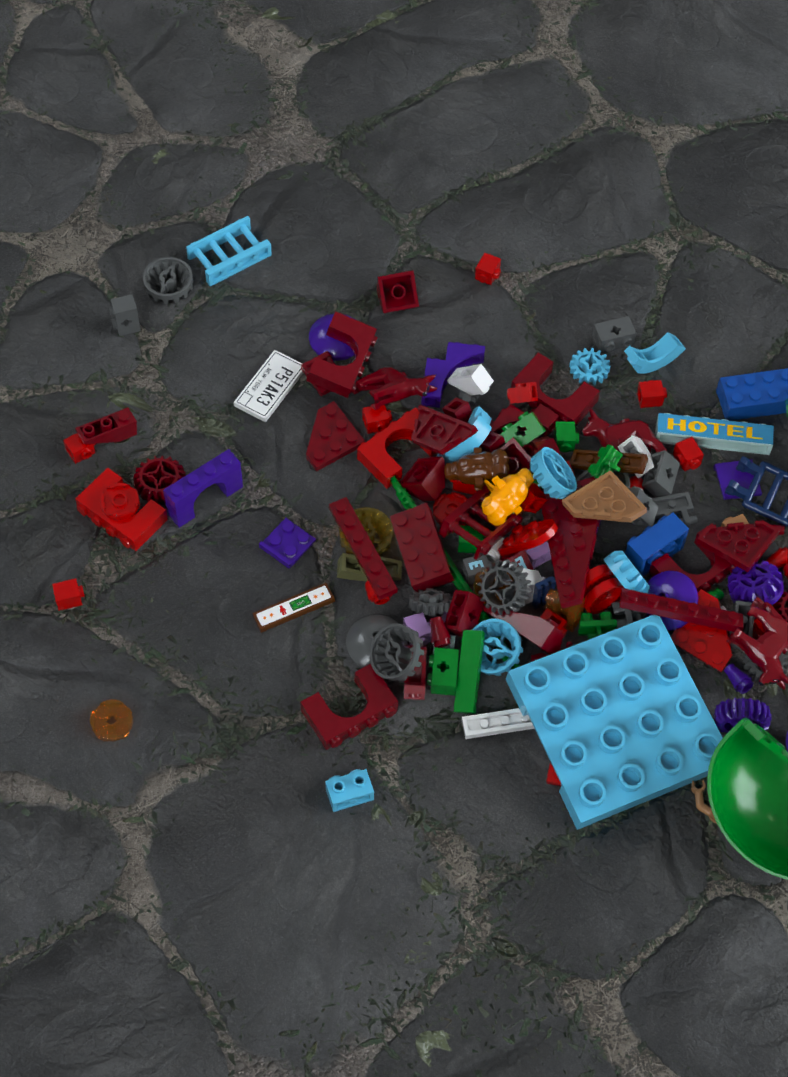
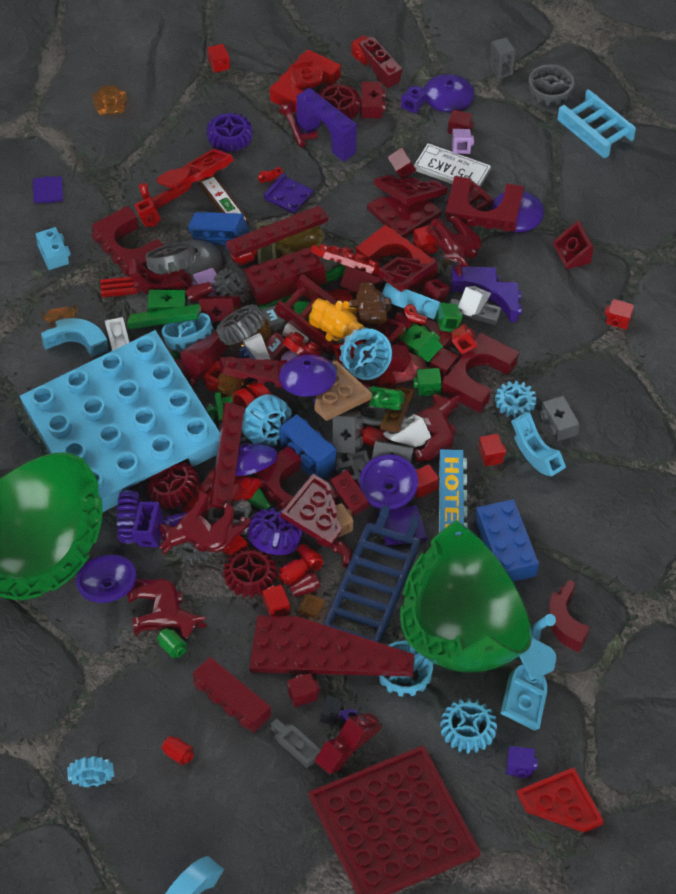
camera: 85 degrees right, 5 degrees down
(158, 383) = (449, 93): none -> dark purple dish
(160, 444) = (372, 100): none -> dark red brick
(164, 407) = (415, 95): none -> dark purple brick
(198, 597) = (239, 135): none -> dark purple gear
(204, 523) = (287, 110): none -> dark red piece
(210, 368) = (460, 120): none -> dark red brick
(239, 368) = (462, 141): none -> lavender brick
(247, 797) = (48, 189): none -> dark purple piece
(250, 630) = (182, 178): none -> red plate
(259, 563) = (269, 175): none -> red arm
(264, 427) = (401, 163): none -> brick
(302, 424) = (410, 189): none -> dark red plate
(310, 681) = (147, 212): none -> red brick
(341, 609) = (217, 227): none -> blue wedge
(405, 487) = (346, 258): none -> red plate
(408, 707) = (119, 287): none -> red tile
(462, 772) = (54, 314): none -> clear orange plate
(482, 755) = (76, 331): none -> medium azure arch
(495, 402) = (448, 317): none -> green brick
(496, 429) = (412, 315): none -> red arm
(588, 533) = (308, 375): none -> dark purple dish
(705, 471) = (388, 471): none -> dark purple dish
(707, 674) = (173, 485): none -> dark red gear
(708, 513) = (350, 493): none -> dark red brick
(764, 691) = (145, 530): none -> dark purple torso

